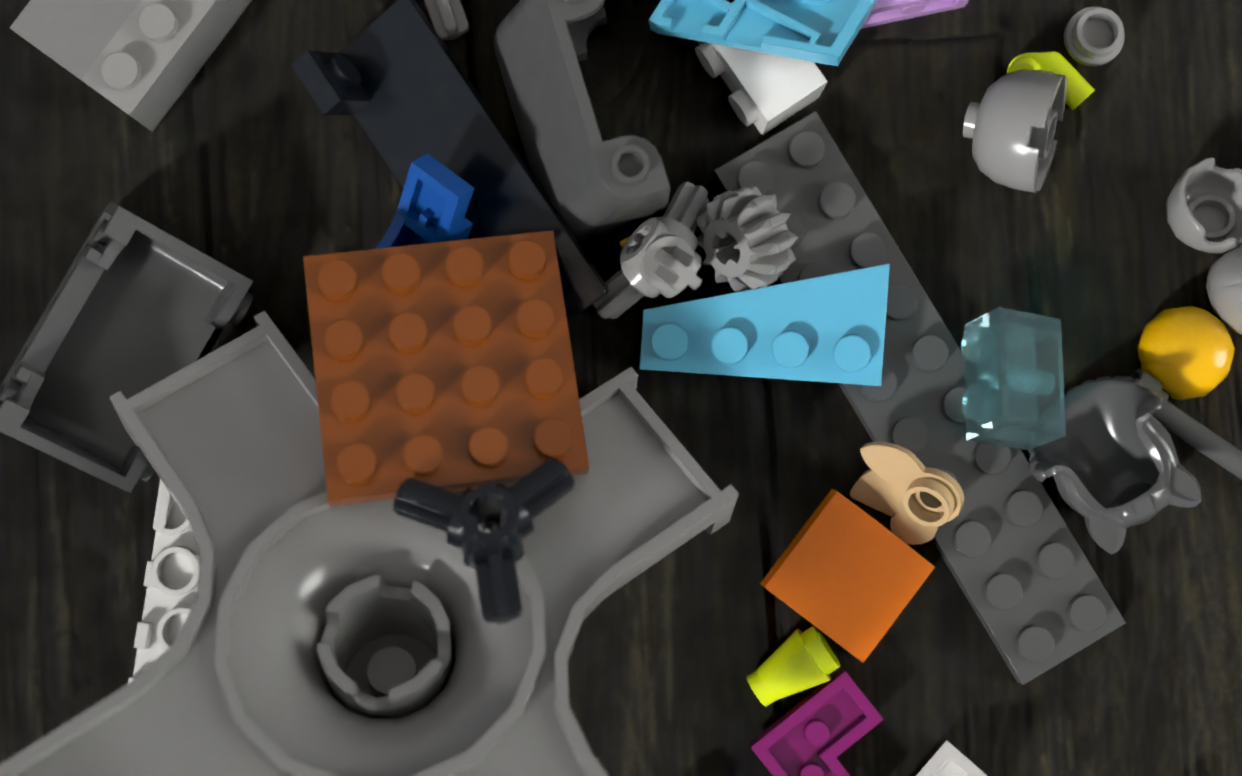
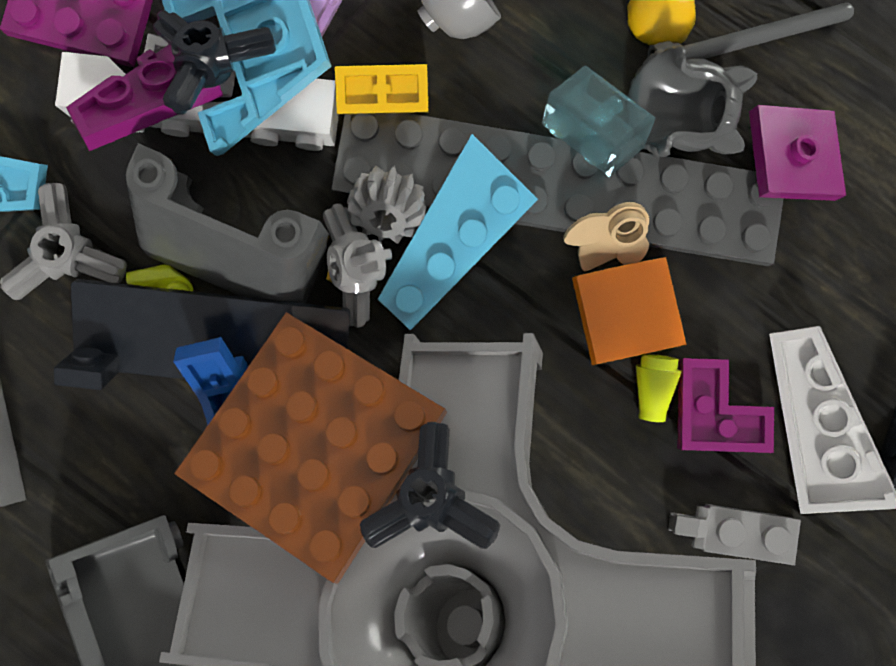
camera: 55 degrees left, 0 degrees up
(482, 75) = (160, 277): none -> neon yellow arm
(858, 135) = (381, 89): none -> yellow hinge
(1158, 613) = (796, 153): none -> magenta plate

